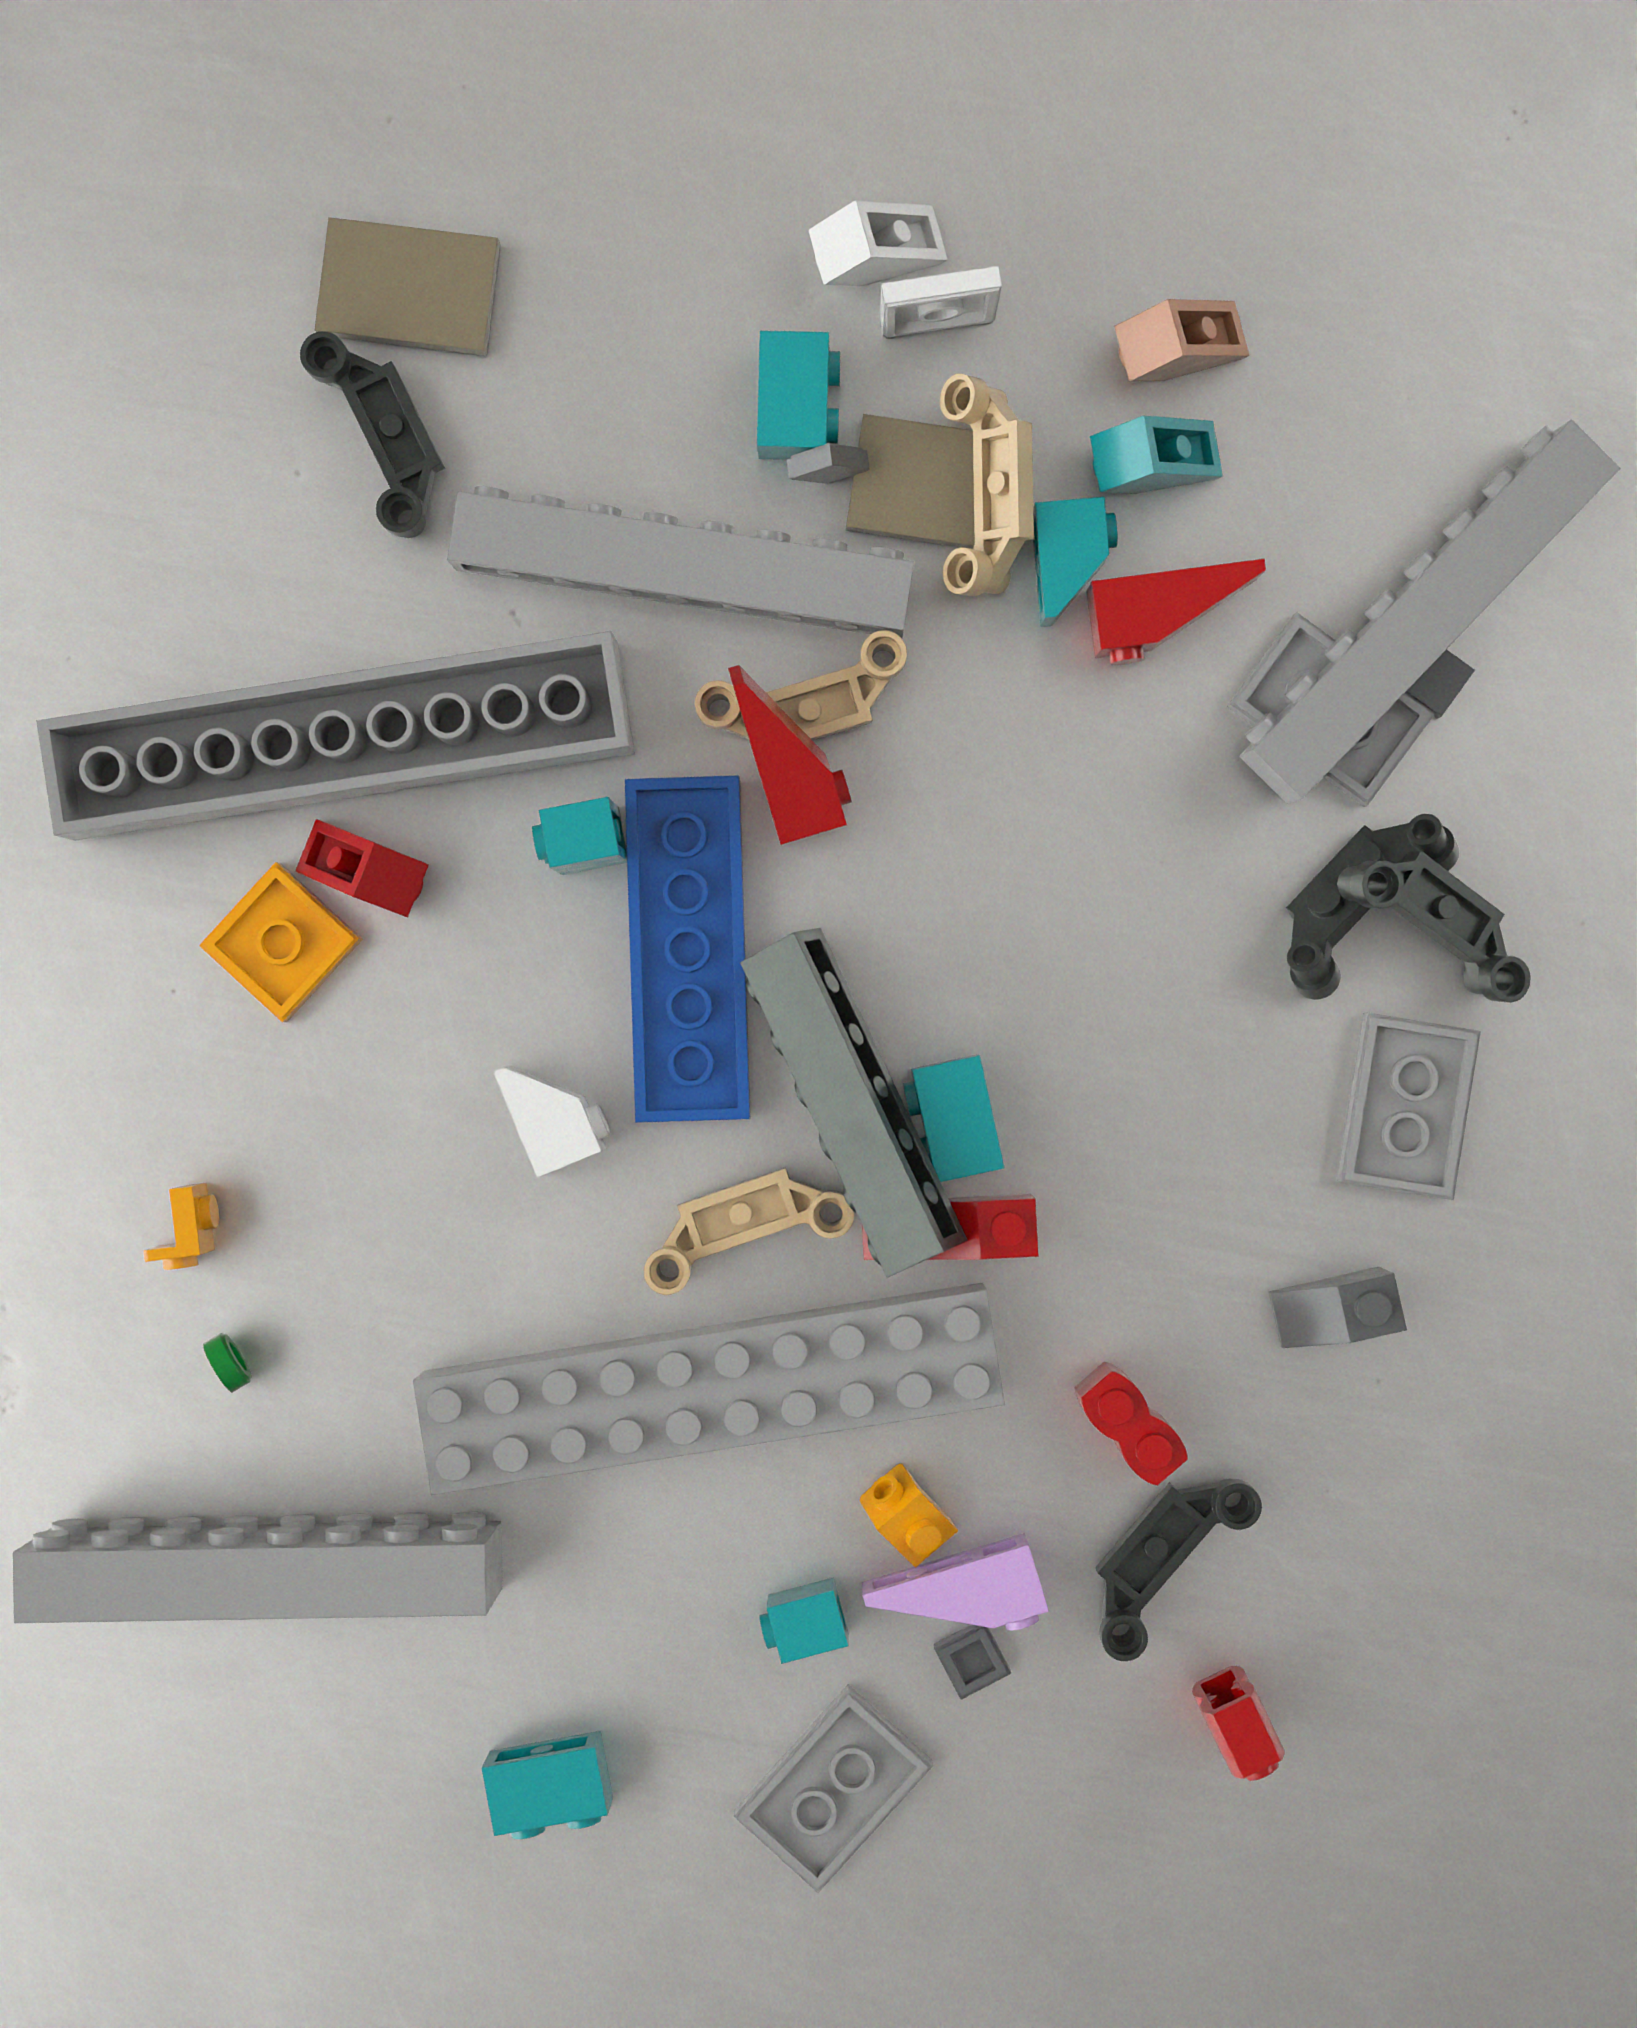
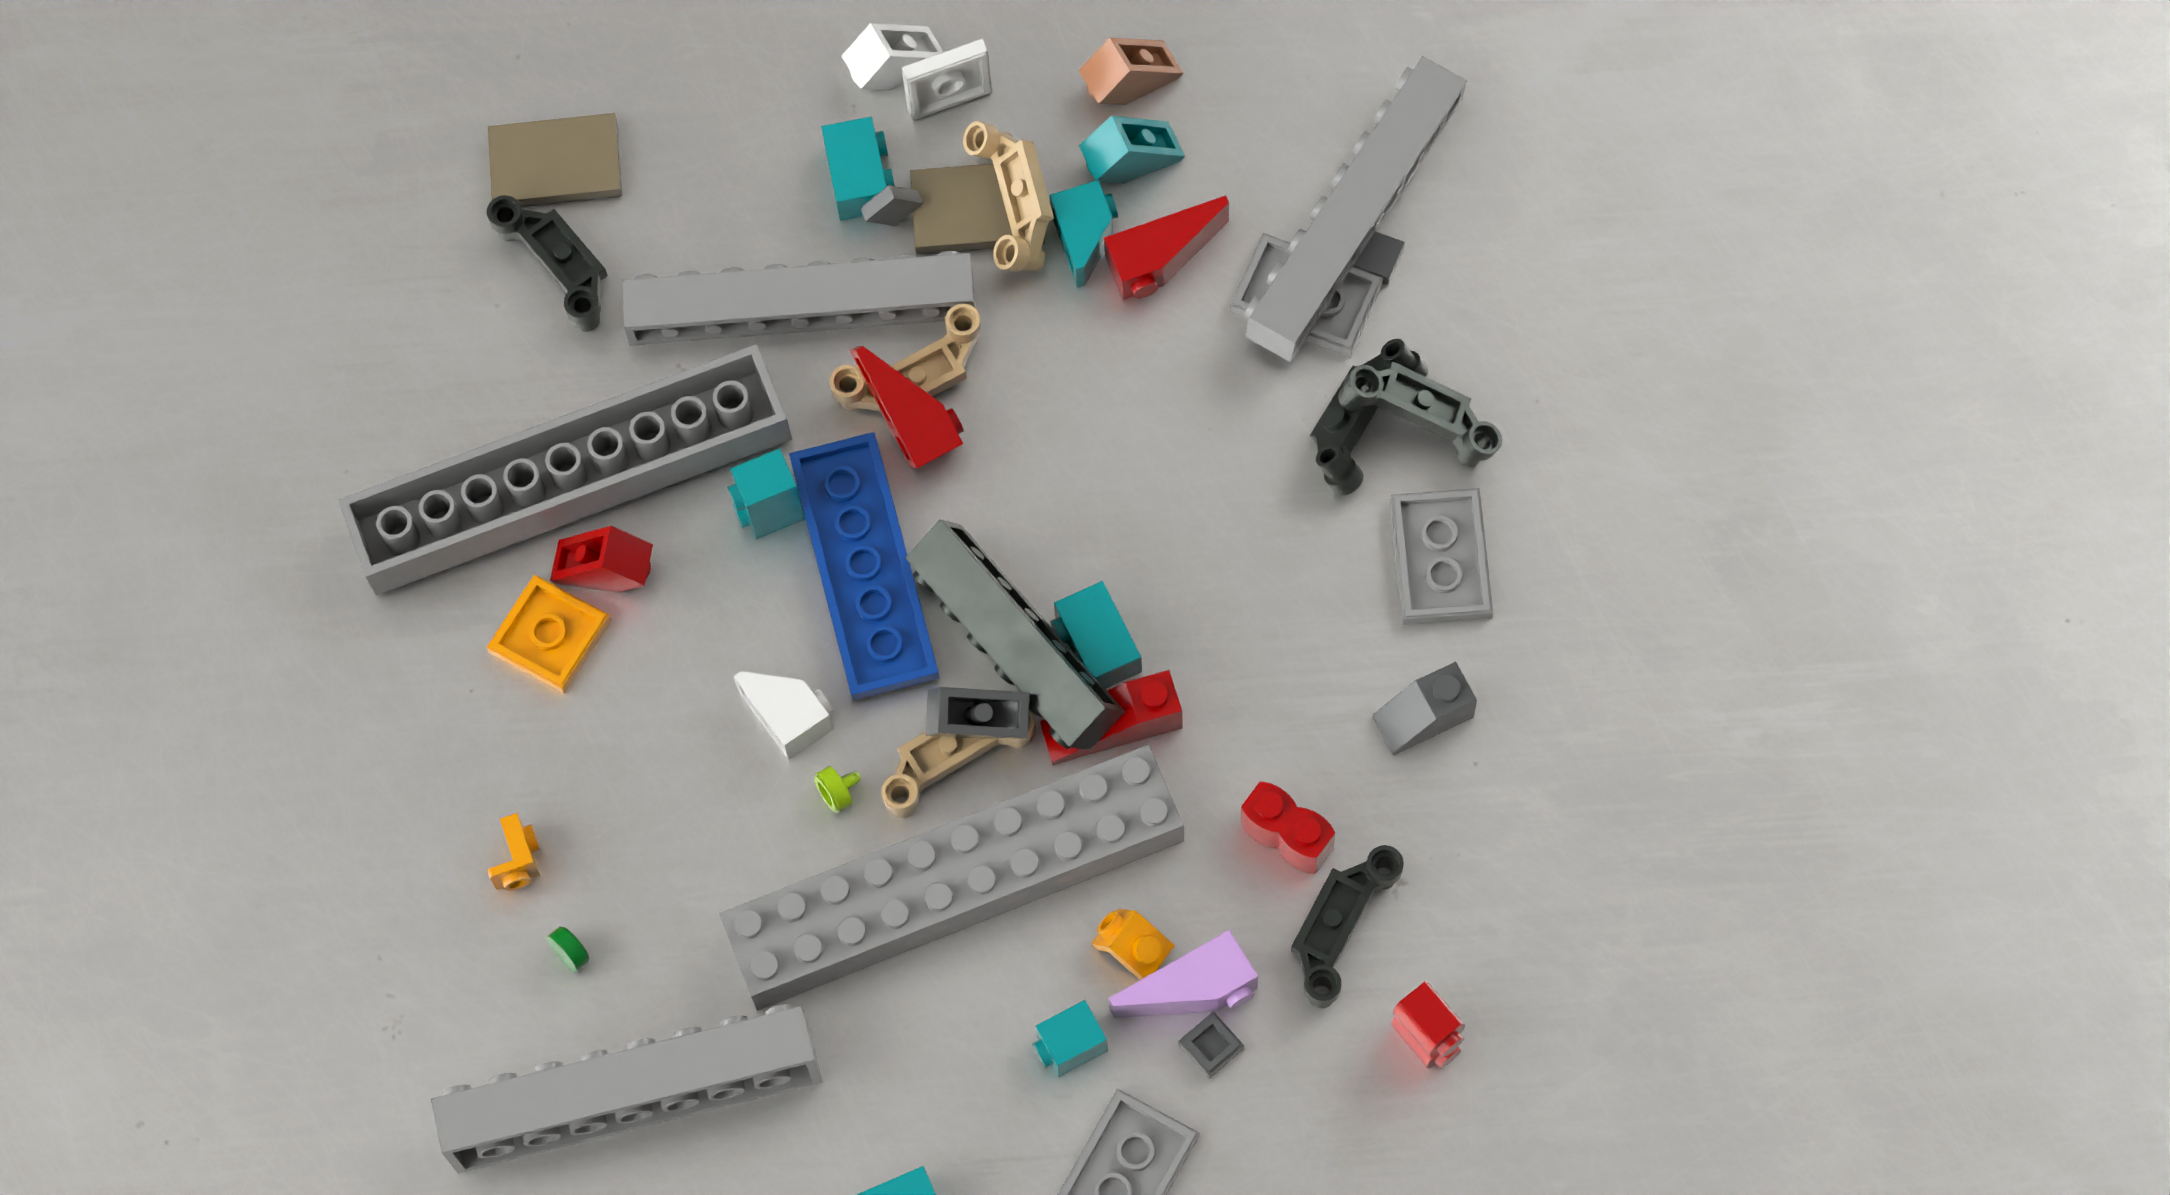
camera: 10 degrees left, 20 degrees down
(587, 1237) = (835, 788): none -> lime tile
(781, 1203) = (977, 713): none -> dark grey slope

